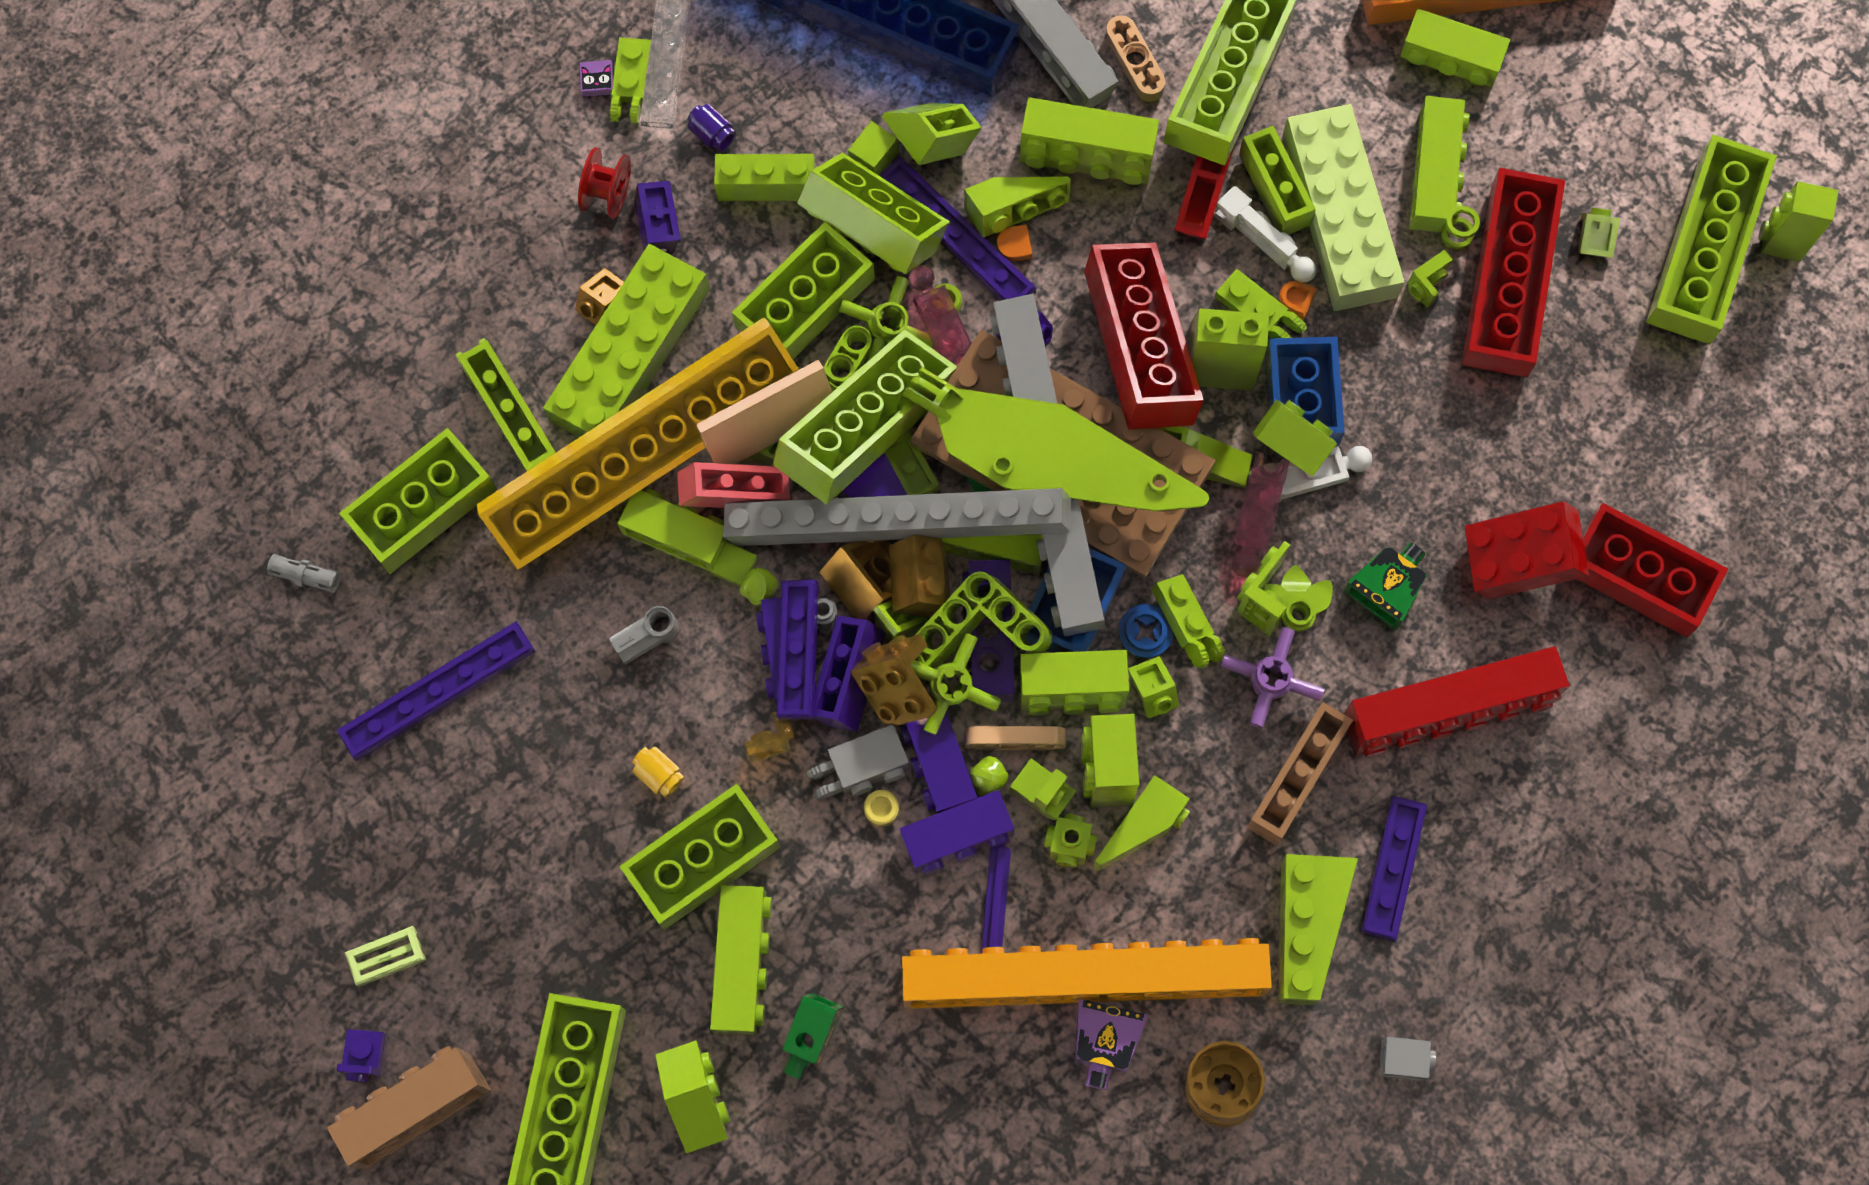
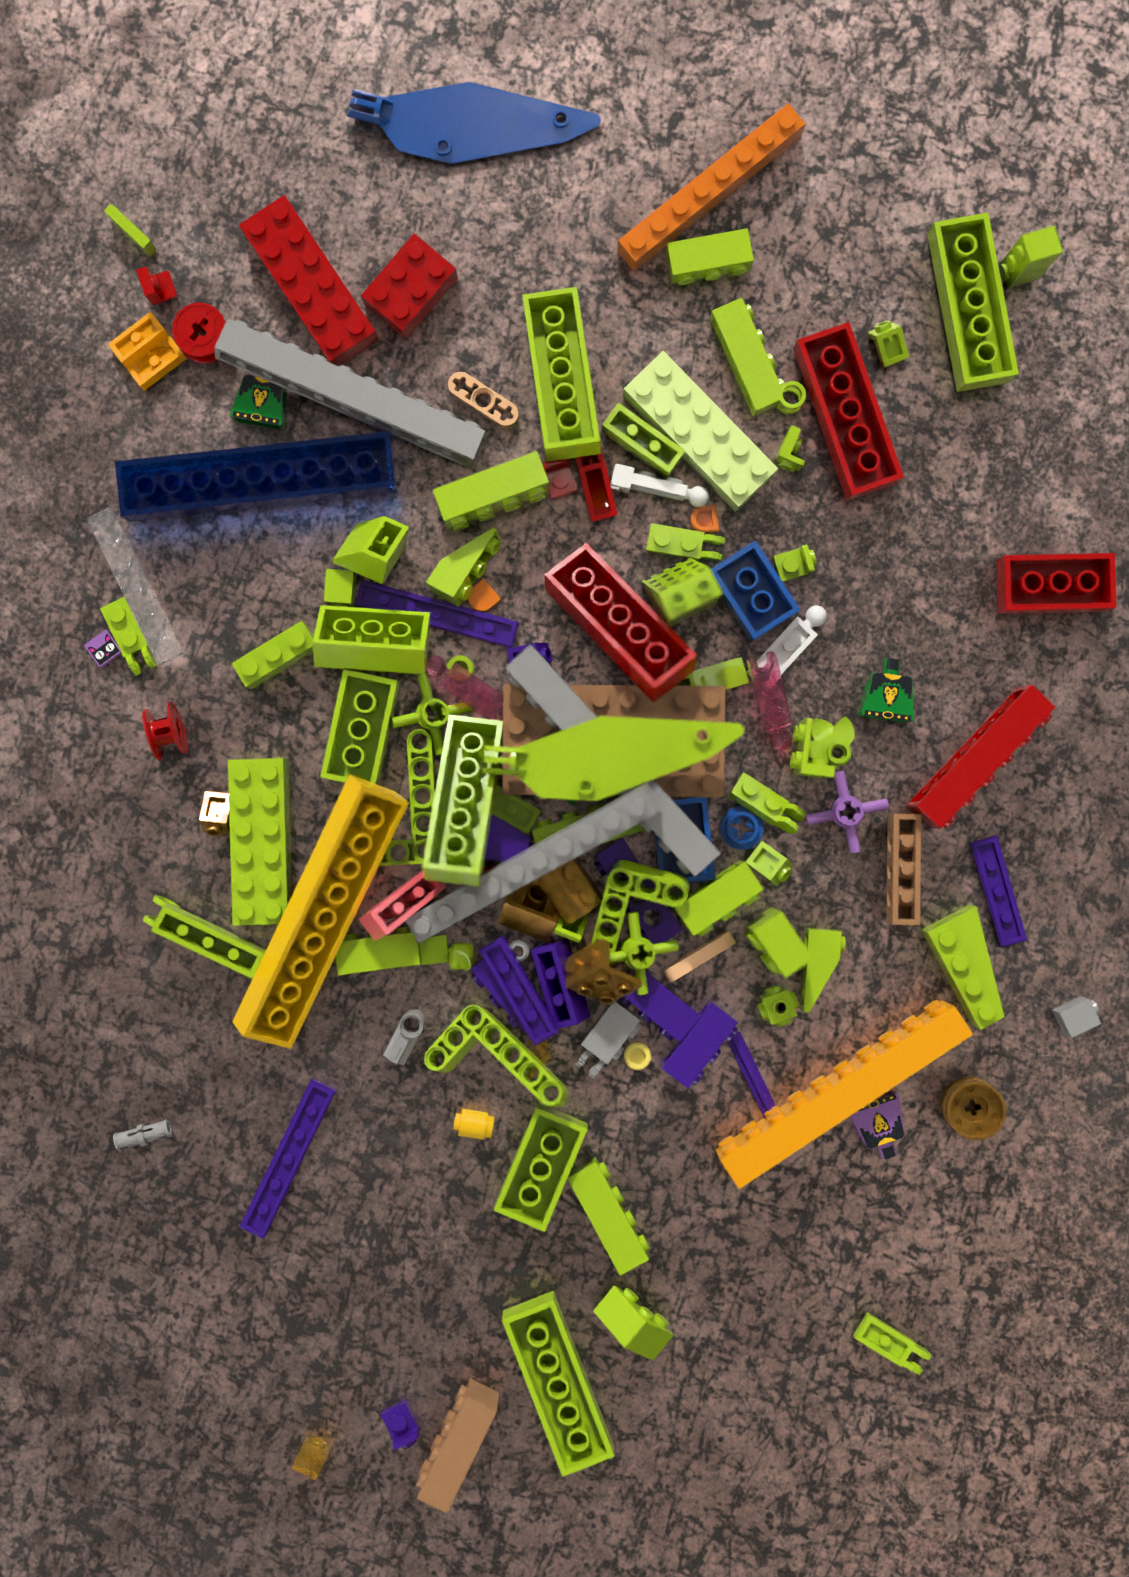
camera: 35 degrees left, 15 degrees up
(242, 1030) = (311, 1456): none -> clear yellow bracket
(414, 946) = (387, 1333): yellowish green tile -> none
(418, 500) = (188, 1041): lime brick -> none
(657, 215) = (218, 732): dark purple hinge -> none
(711, 127) = (212, 639): dark purple brick -> none
(720, 671) = (501, 1050): none -> lime beam
(764, 415) = (396, 844): light nougat tile -> none
(817, 1018) = (685, 1234): green torso -> none
(988, 776) = (697, 995): lime piece -> none
(1042, 790) = (739, 982): lime brick -> none
(1167, 171) = (560, 478): none -> red bracket
(1295, 437) = (770, 637): lime brick -> none
(1367, 394) = (795, 563): none -> lime bracket
(1526, 550) = (971, 621): red brick -> none

